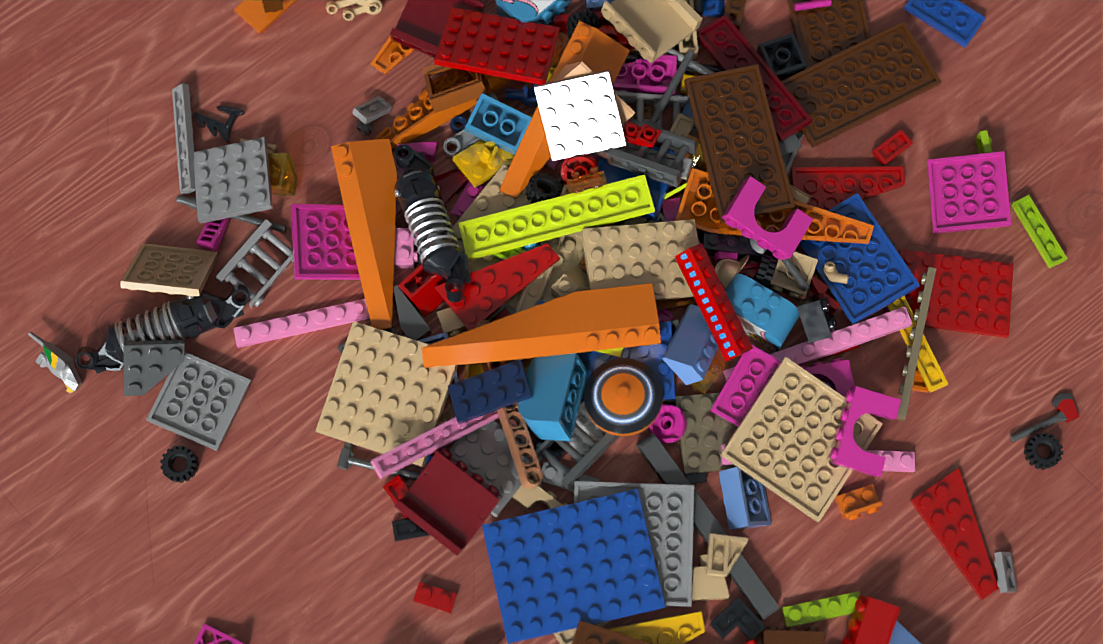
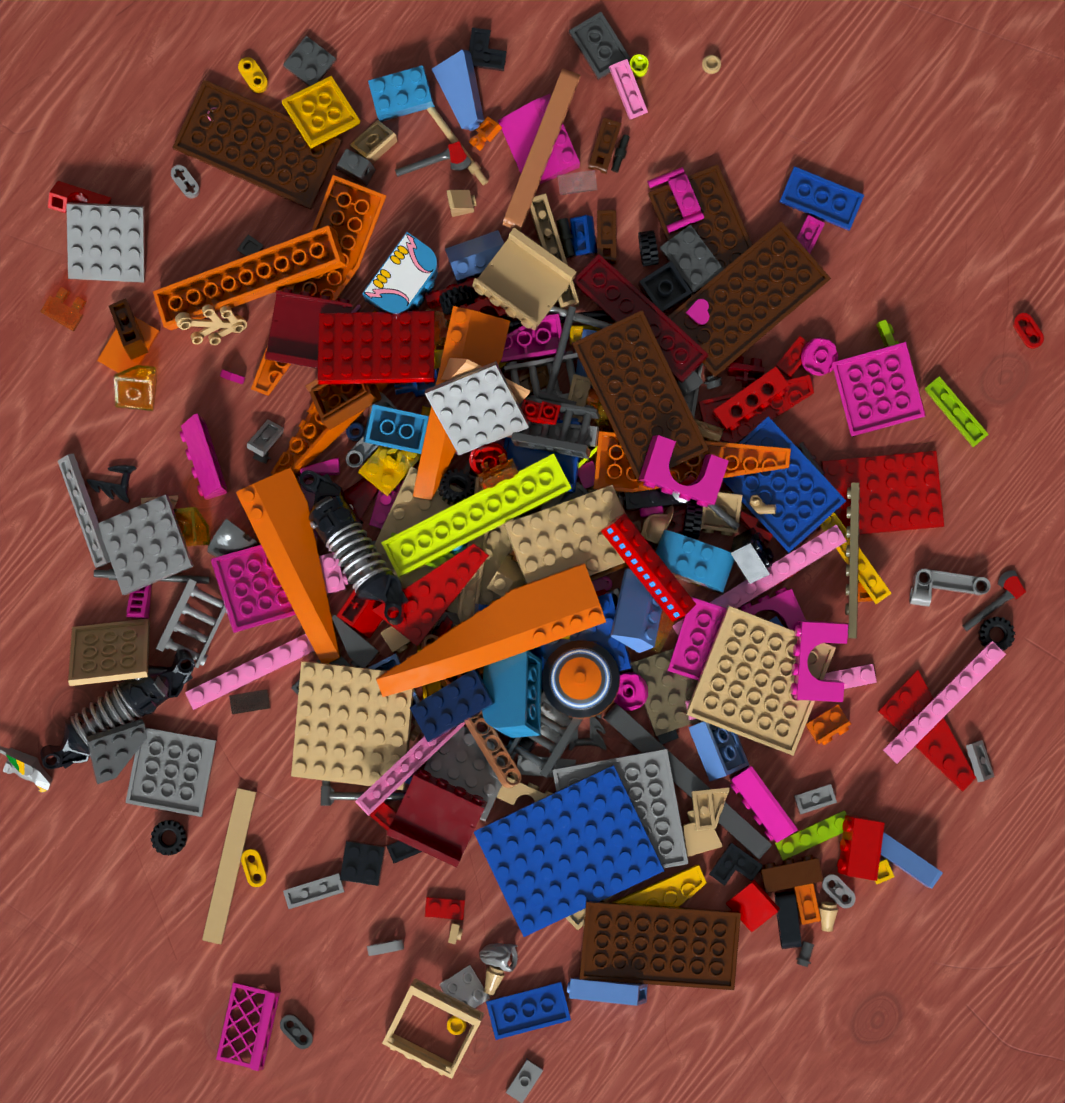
camera: 10 degrees left, 10 degrees up
(231, 507) = (229, 866): none -> tan tile
(255, 513) = (253, 868): none -> yellow plate
(263, 40) = (136, 388): none -> clear yellow slope
(293, 352) = (249, 701): none -> clear smoke tile
(308, 549) = (313, 891): none -> light grey plate
(309, 113) = (204, 458): none -> dark pink slope
(314, 191) = (229, 540): none -> dark grey brick
(356, 50) = (232, 376): none -> dark pink tile
(364, 532) = (362, 863): none -> black brick
(366, 622) = (385, 947): none -> light grey beam
(439, 624) = (455, 933): none -> tan plate
(623, 463) = (595, 738): none -> dark grey piece
(773, 19) = (648, 248): none -> black tyre
(778, 564) = (763, 804): none -> dark pink slope
(809, 153) = (713, 382): none -> dark grey plate
(810, 83) = (699, 311): none -> dark pink tile
(812, 36) = (691, 258): none -> dark grey plate
(831, 572) = (815, 799): none -> light grey plate
(843, 150) = (745, 372): none -> dark red hips
(868, 160) = (772, 378): none -> red brick
(915, 151) = (818, 356): none -> dark pink tile
(929, 39) = (810, 232): none -> dark pink plate
(976, 393) = (922, 592): none -> light grey piece
(980, 504) = (944, 702): none -> bright pink plate

